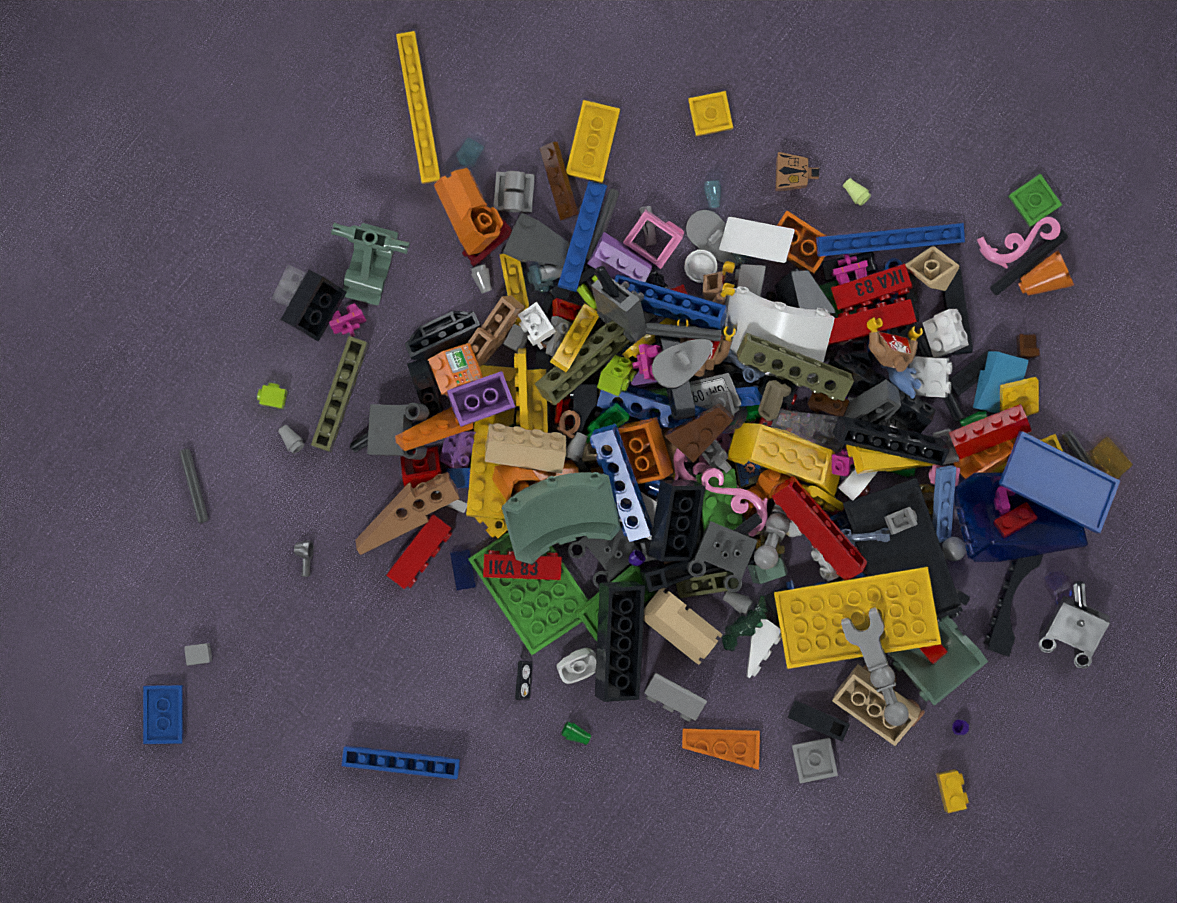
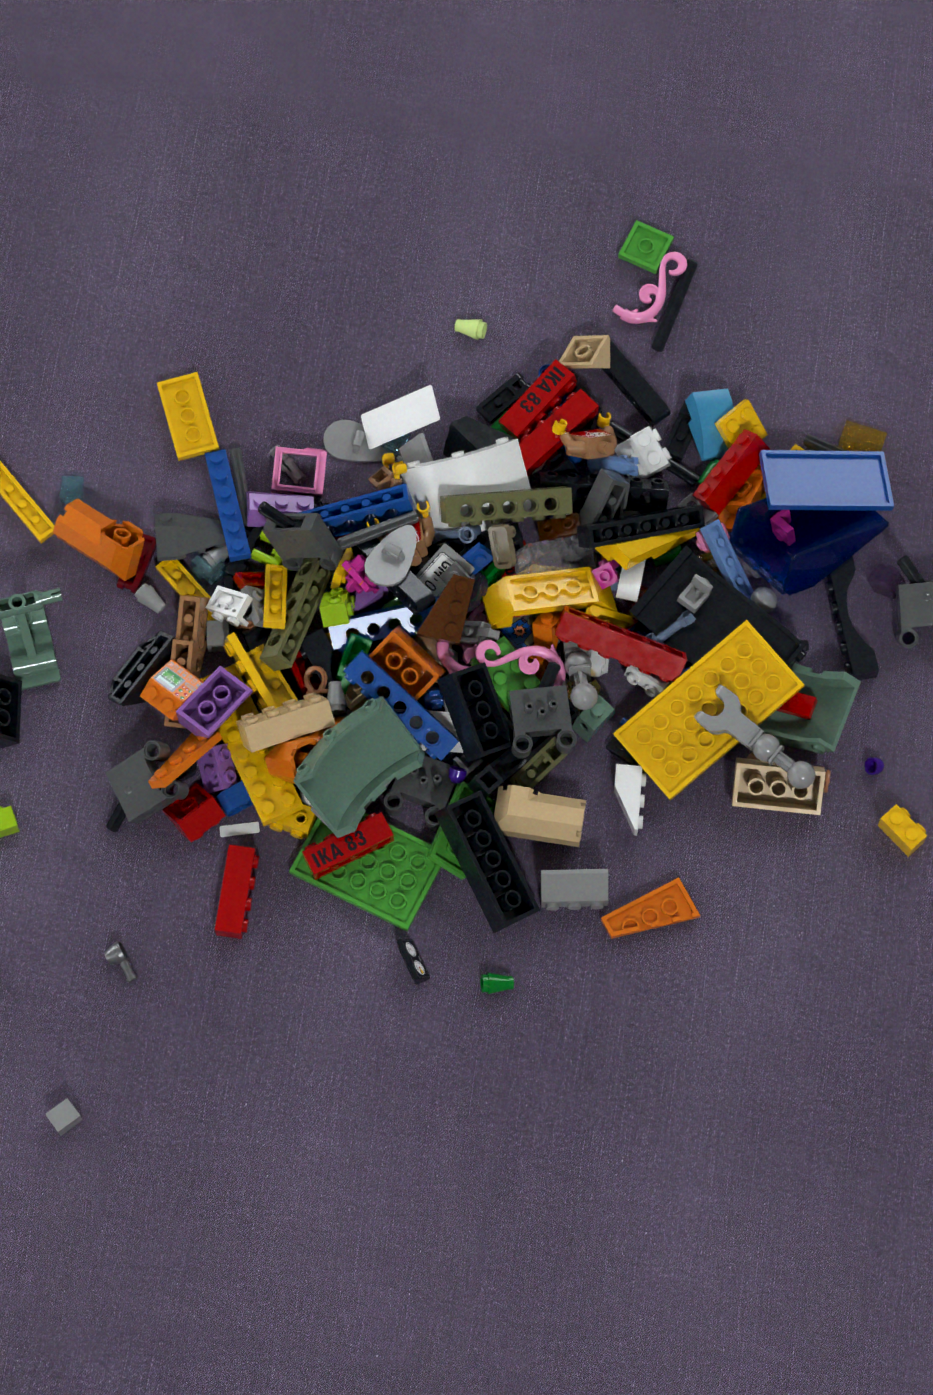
camera: 25 degrees left, 15 degrees down
(163, 714) = (60, 1199): blue plate -> none
(291, 440) = (44, 854): light grey cone -> none
(339, 394) = (69, 782): olive brick -> none
(348, 322) = (39, 710): dark pink hips -> none
(395, 522) = (193, 875): medium nougat brick -> none
(401, 762) = (334, 1107): blue brick -> none
(425, 386) = (149, 724): black slope -> none
(462, 570) = (289, 887): clear blue plate -> none
(514, 192) = (136, 500): light grey plate -> none
(558, 181) = (175, 469): reddish brown plate -> none
(577, 665) = (459, 914): white piece -> none
(699, 264) = (357, 471): white hat -> none
(710, 113) = (288, 331): yellow plate -> none
(713, 193) = (331, 399): clear light blue cone -> none
(738, 601) = (583, 766): light grey cone -> none
(745, 625) = (605, 782): clear green plant -> none
(793, 172) = (399, 342): medium nougat torso -> none
(803, 245) = (453, 396): orange brick -> none
(814, 760) = (750, 876): light grey plate -> none
(818, 720) = (732, 834): black slope -> none
(842, 273) = (503, 395): dark pink hips -> none
(890, 239) = (529, 350): blue plate -> none
(945, 333) = (633, 405): white plate -> none
(1015, 520) = (806, 537): red plate -> none
(1027, 346) = (719, 379): reddish brown panel -> none
(1046, 276) = (699, 305): orange cone -> none

